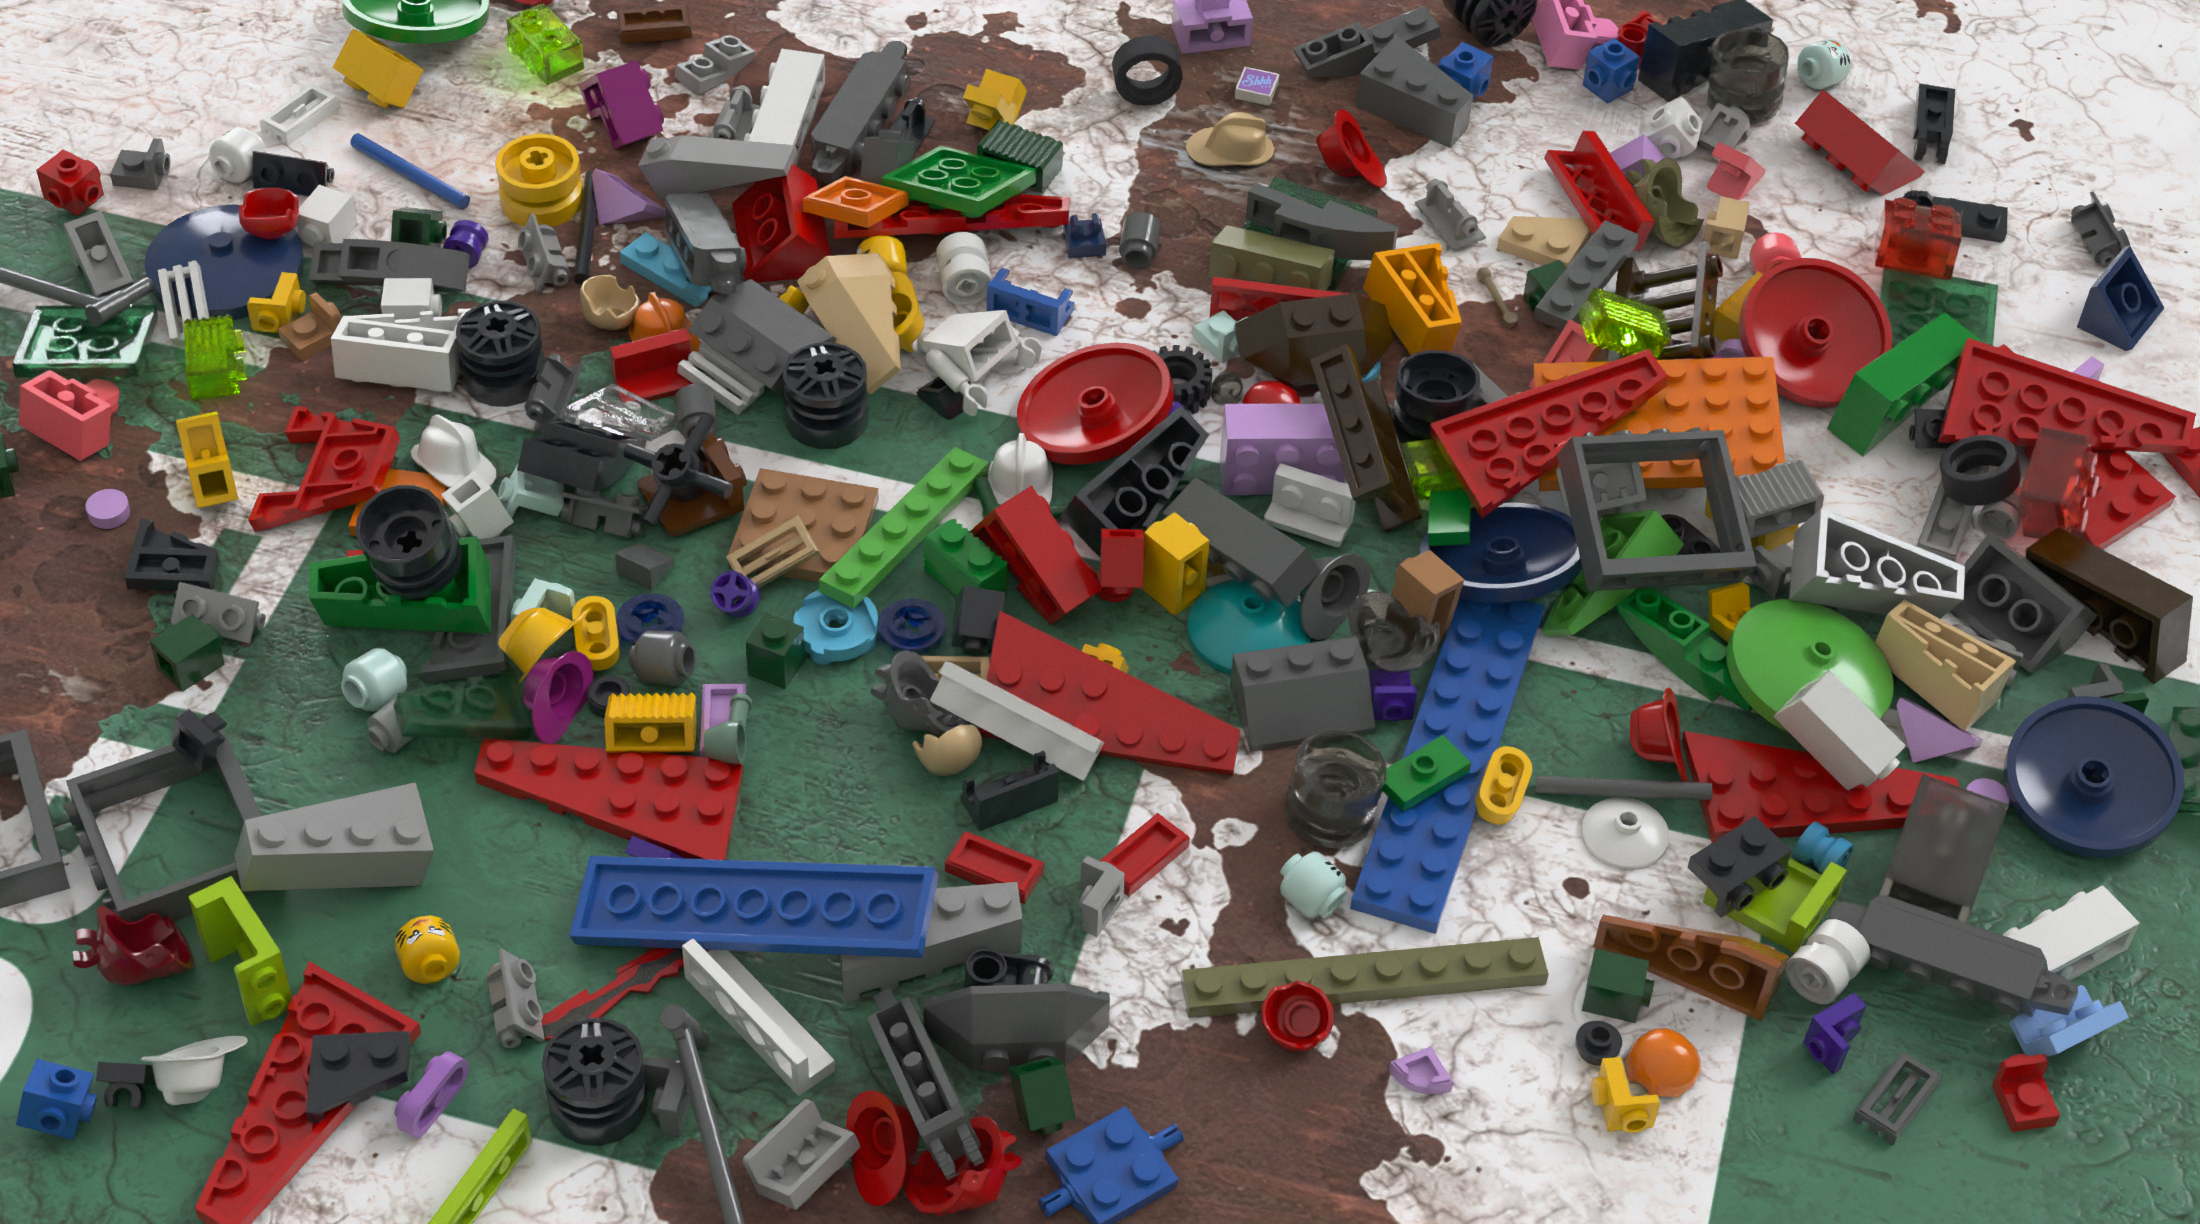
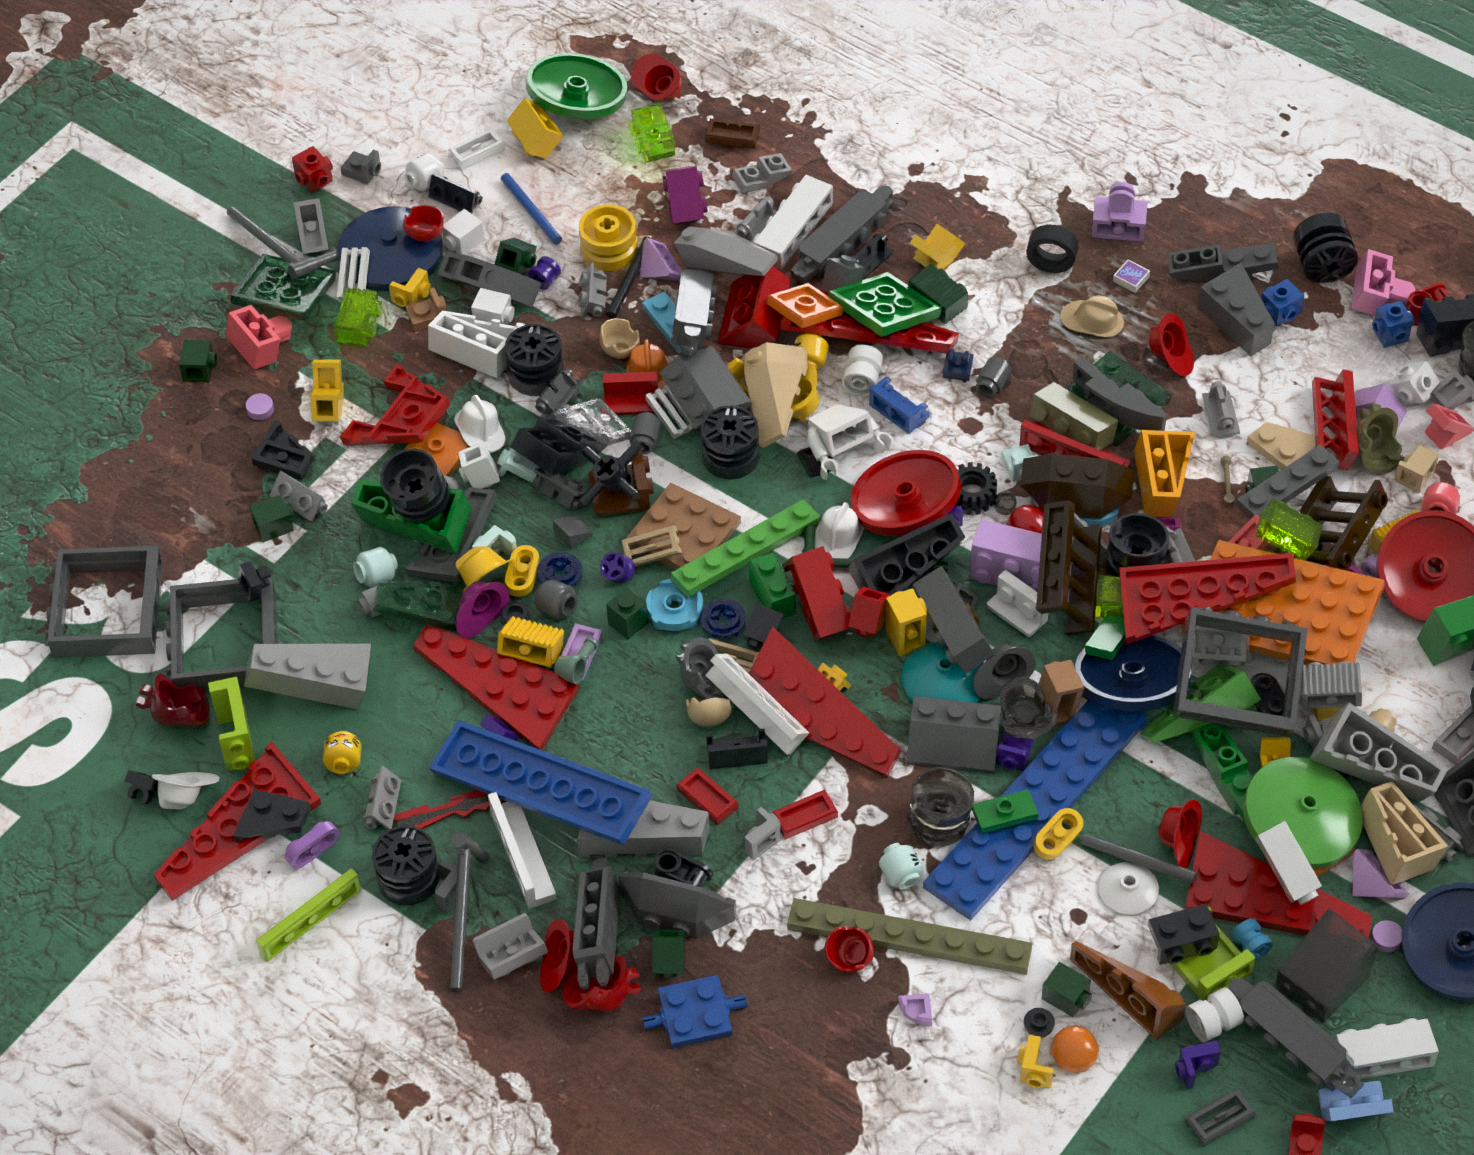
camera: 25 degrees right, 5 degrees up
(56, 1099) = (99, 785): blue brick -> none

